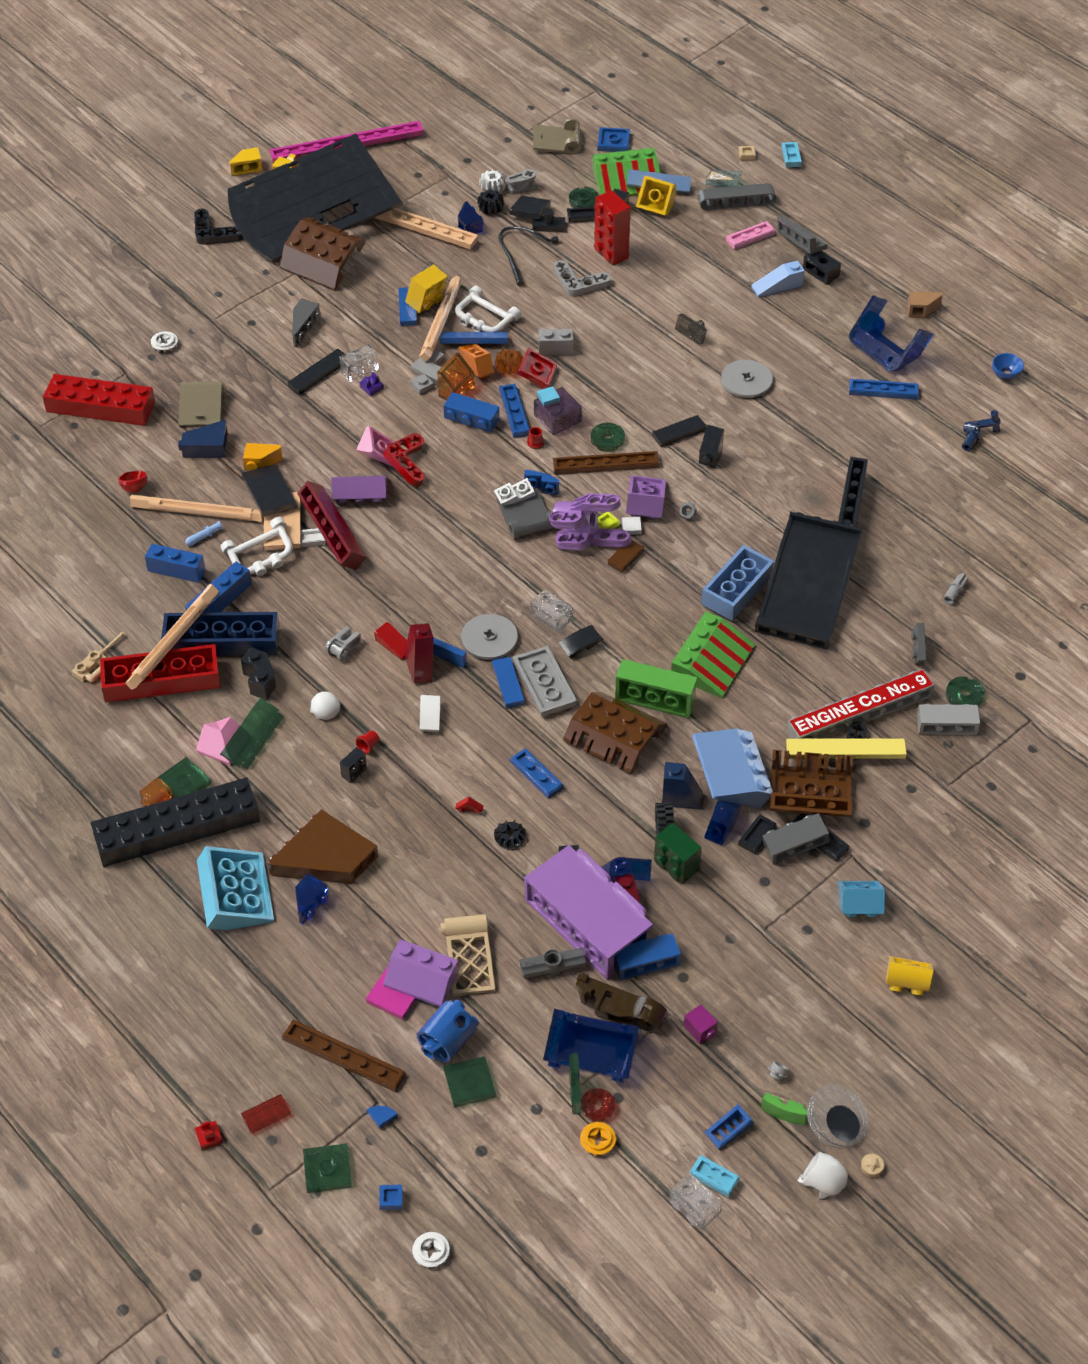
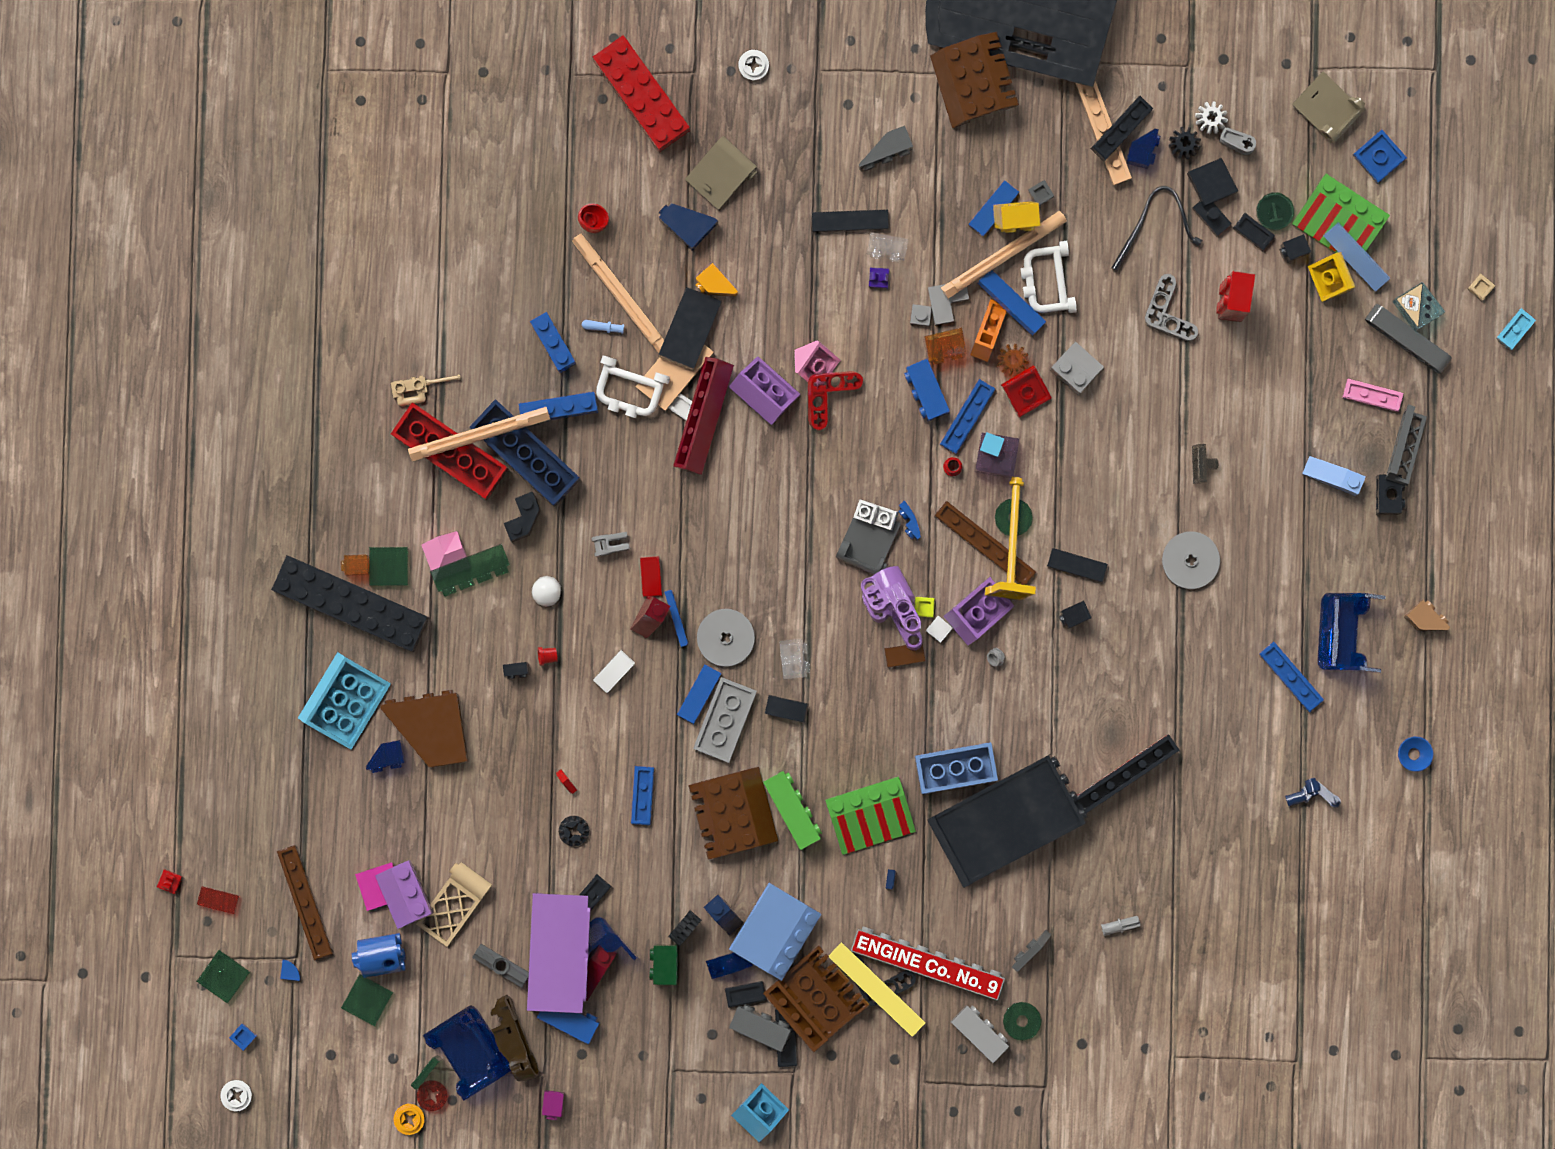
camera: 45 degrees right, 35 degrees up
(443, 220) = (1121, 128): none -> black tile
(653, 458) = (1011, 589): none -> yellow tile
(772, 680) = (890, 879): none -> dark blue tile

